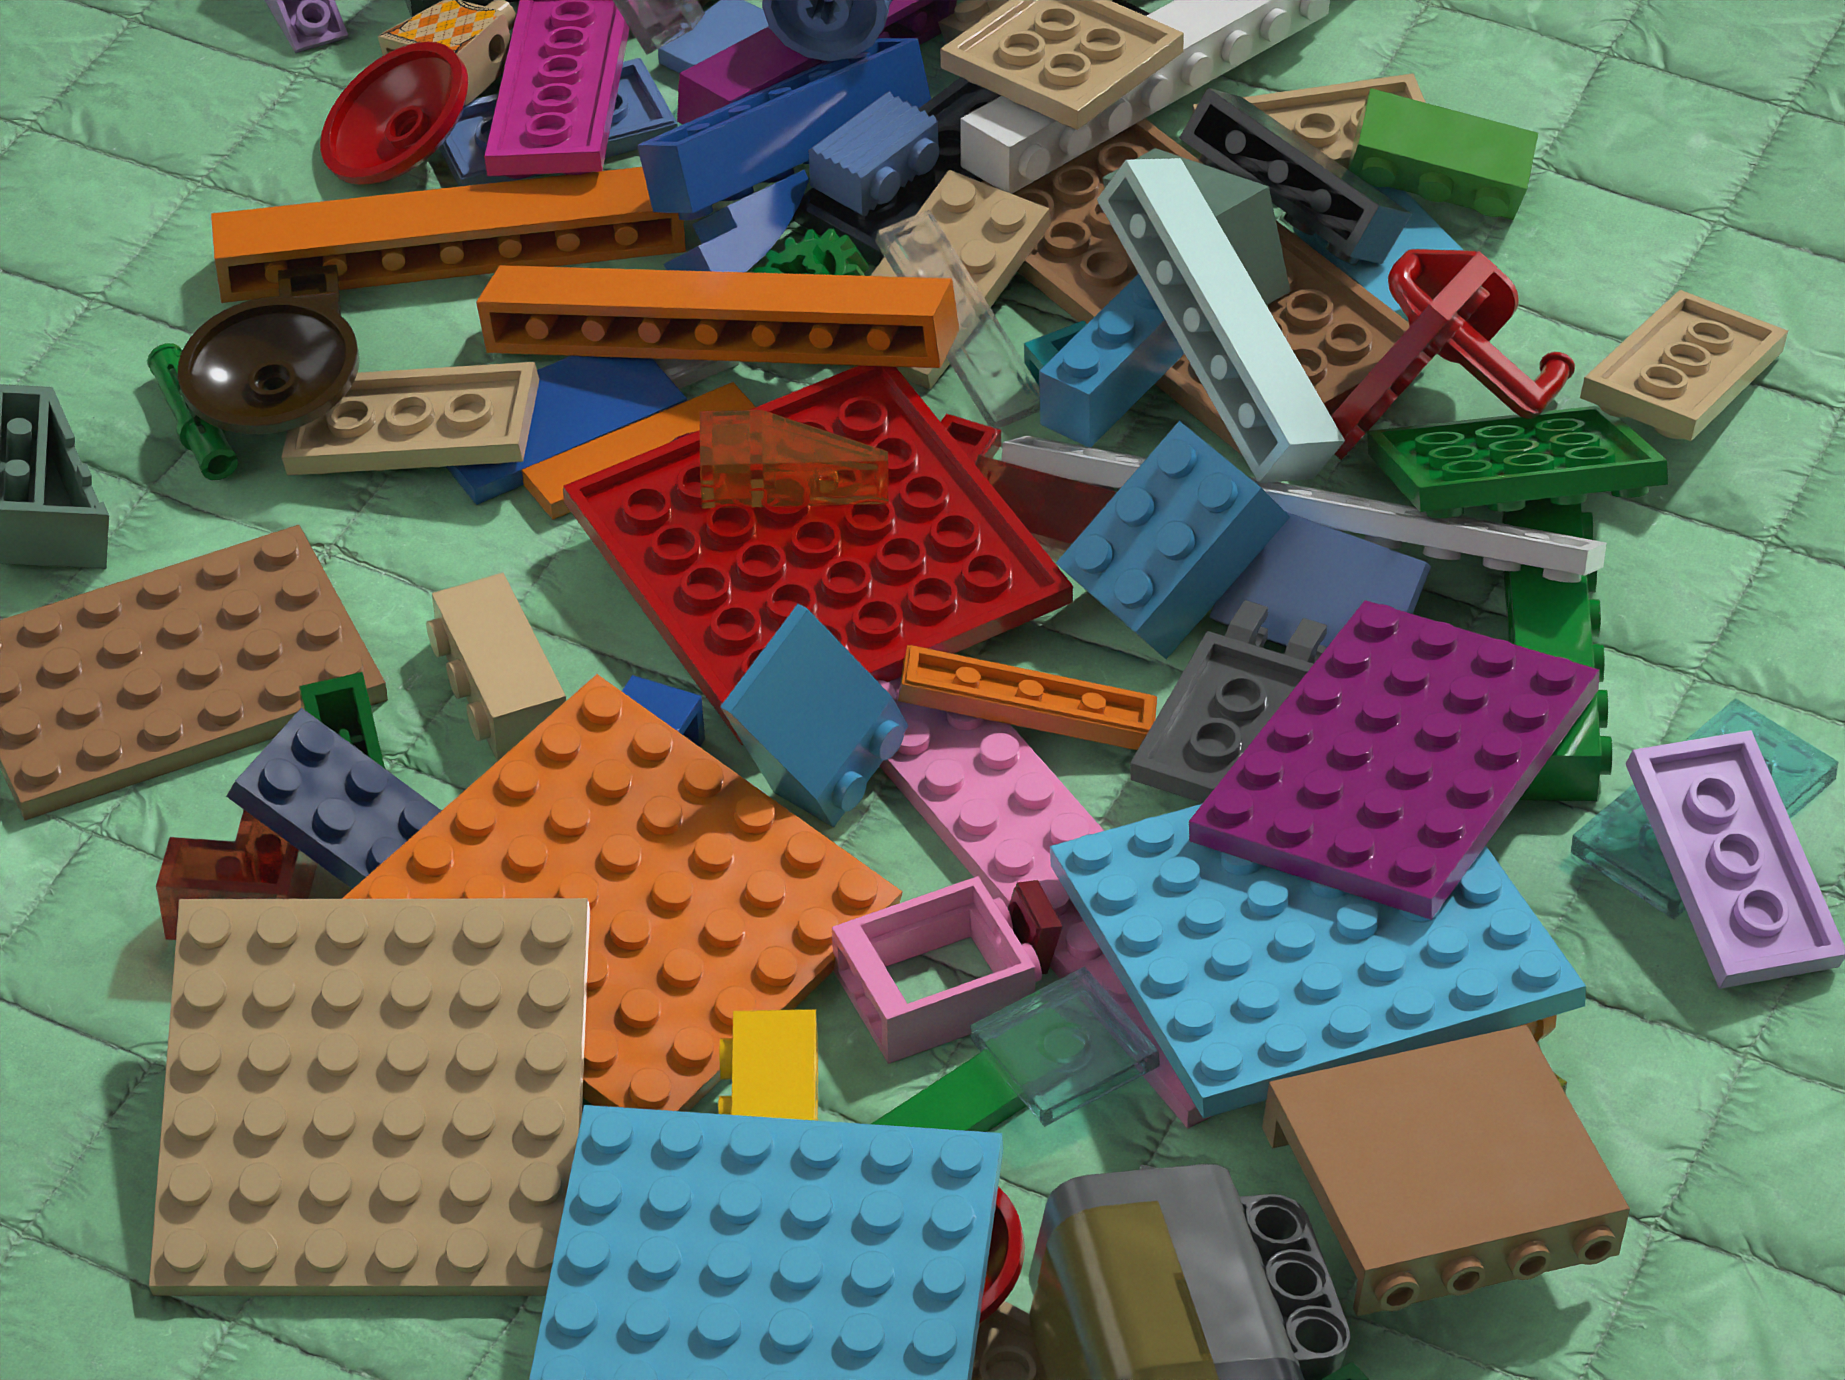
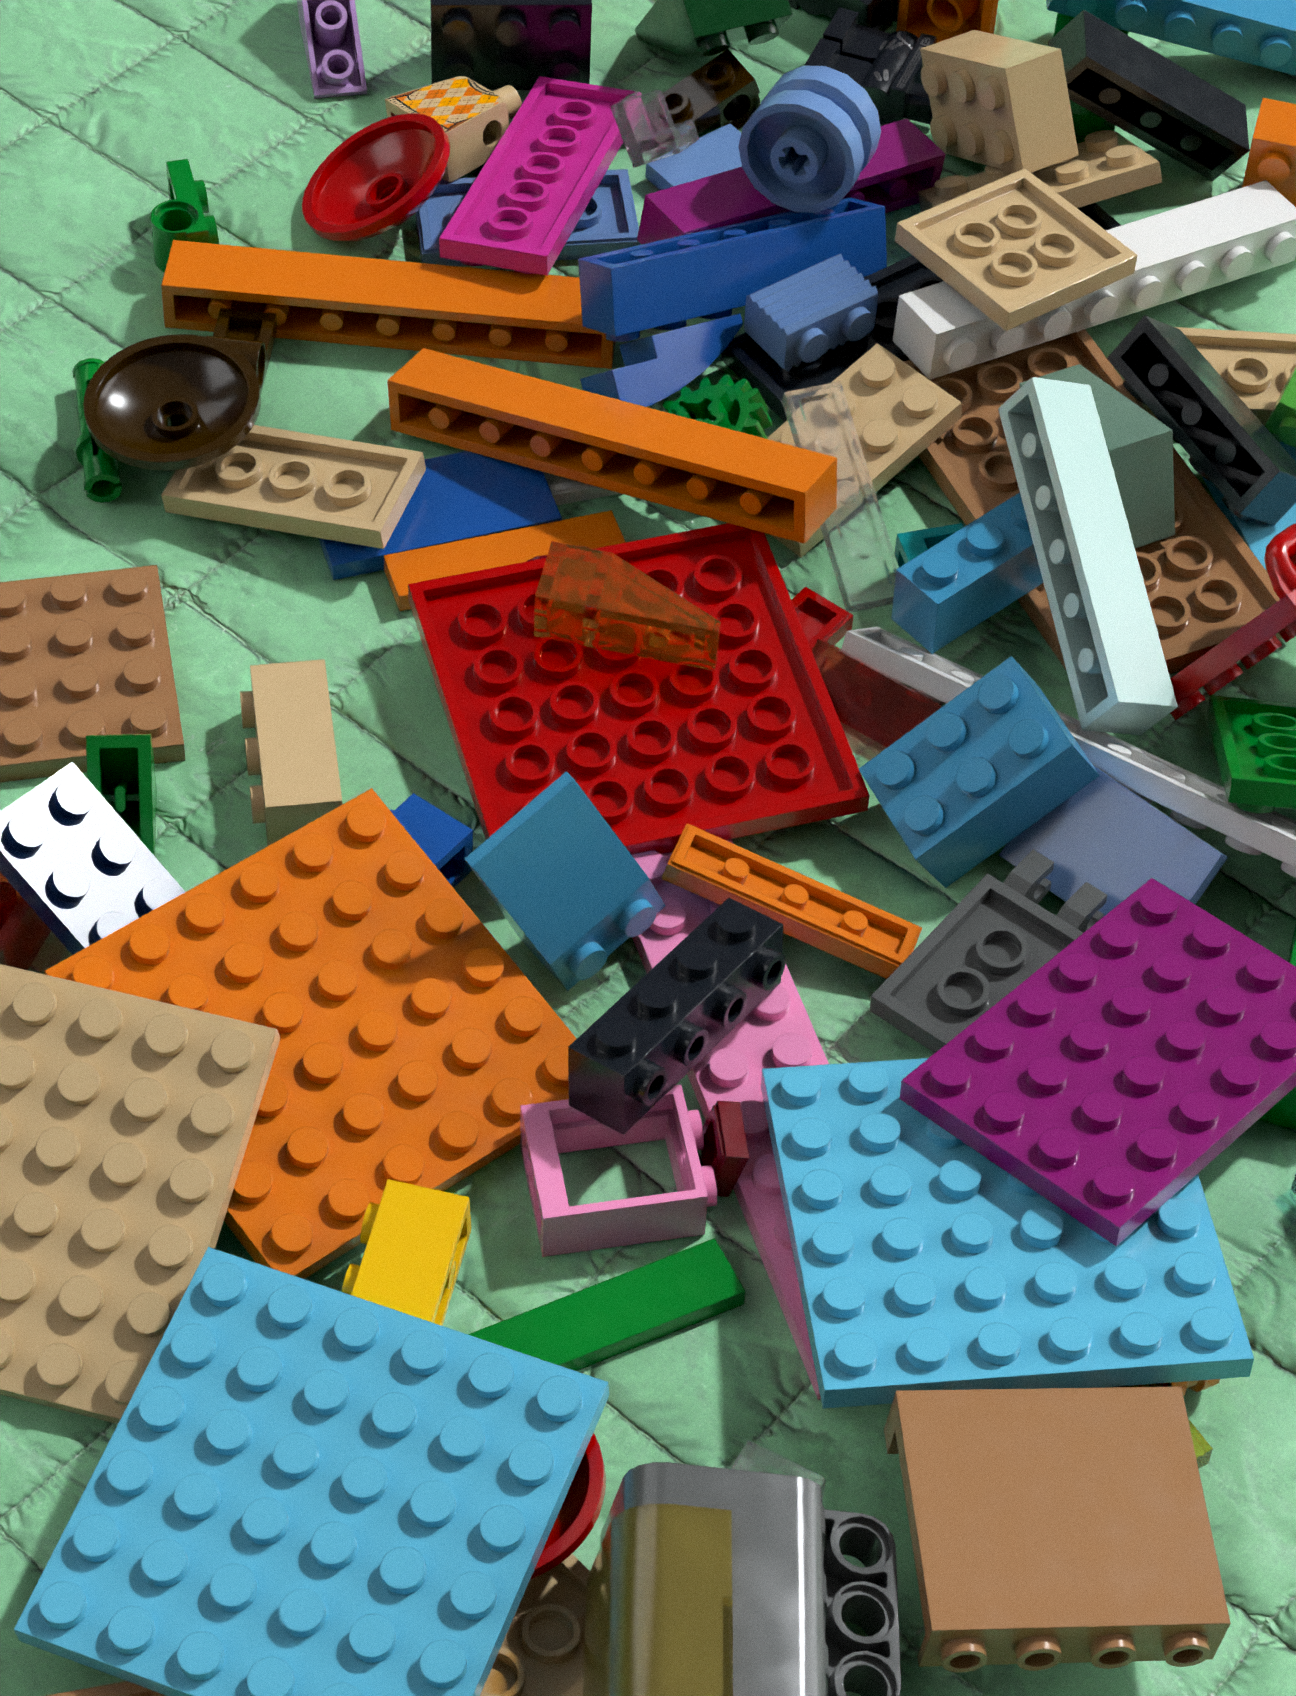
camera: 10 degrees right, 5 degrees up
(205, 190) = (182, 214): none -> green plate
(956, 812) = (675, 1015): none -> black brick
(1064, 1046) = (716, 1285): clear light blue tile -> none

